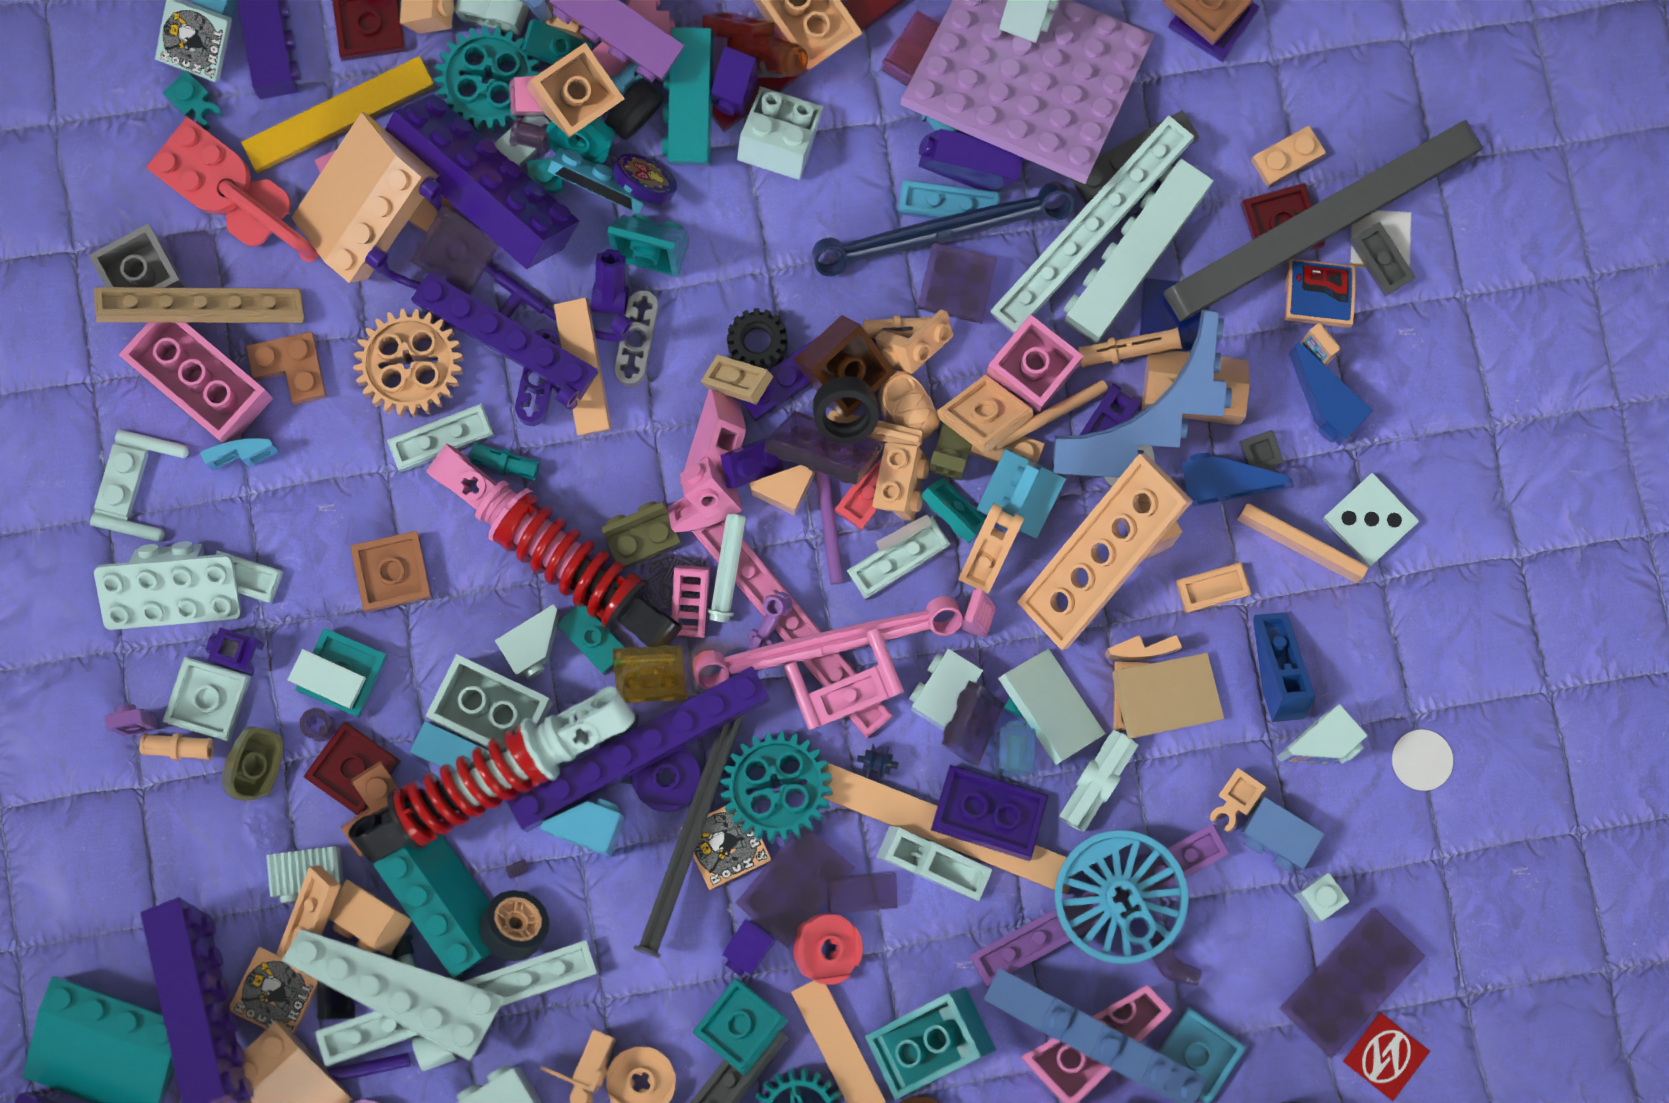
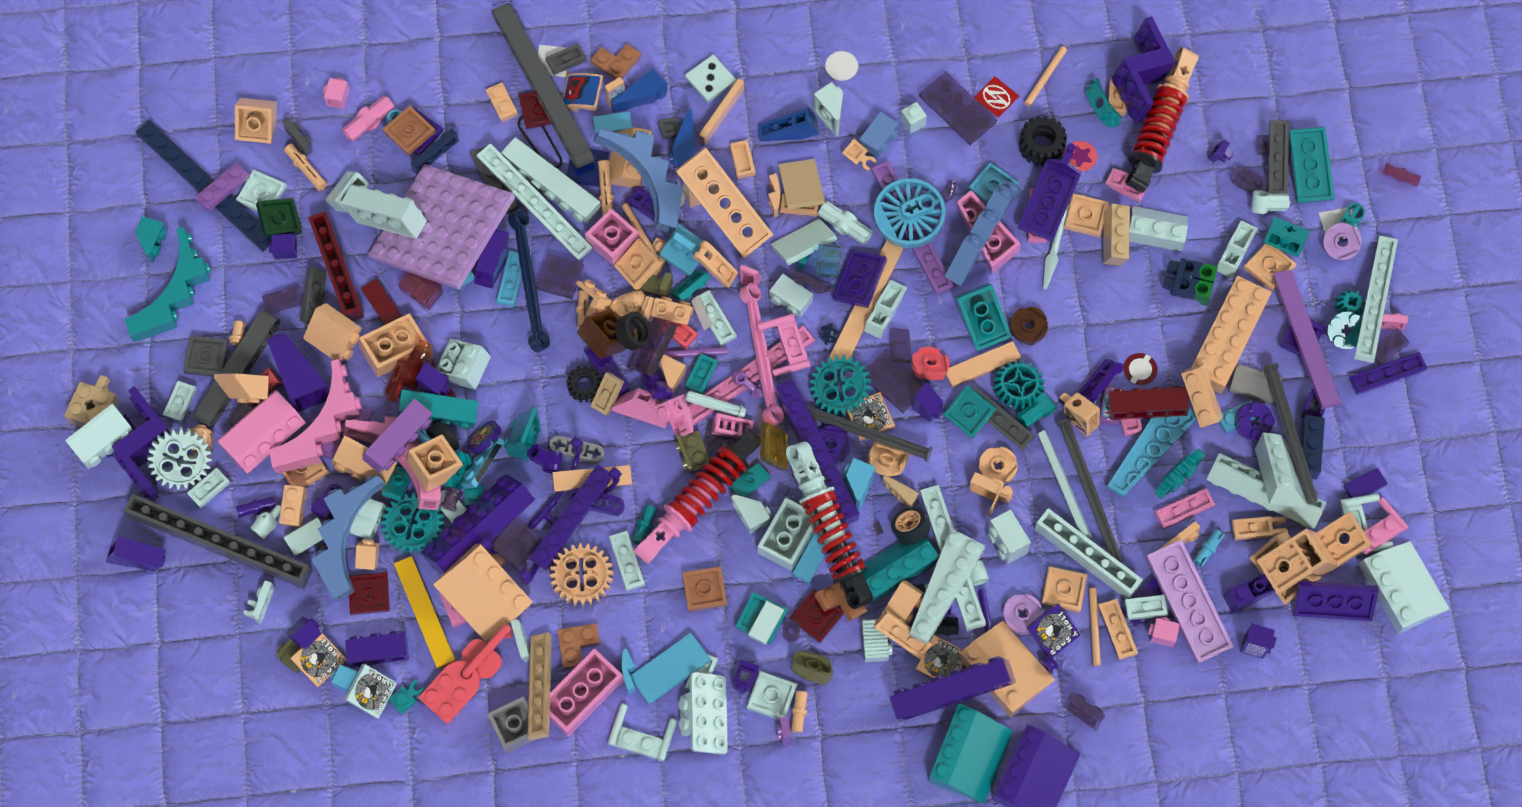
camera: 85 degrees left, 10 degrees down
(249, 524) = (670, 668): none -> medium azure piece
(290, 271) = (521, 640): none -> light aqua tile
(578, 910) = (903, 493): none -> tan slope
(635, 876) = (887, 460): none -> light nougat tile
(786, 540) = (701, 374): none -> teal plate
(1180, 49) = (435, 150): none -> dark blue plate
(1201, 223) = (549, 138): none -> black piece
(1263, 352) = (613, 122): none -> medium azure tile
(1379, 350) = (618, 65): none -> nougat plate

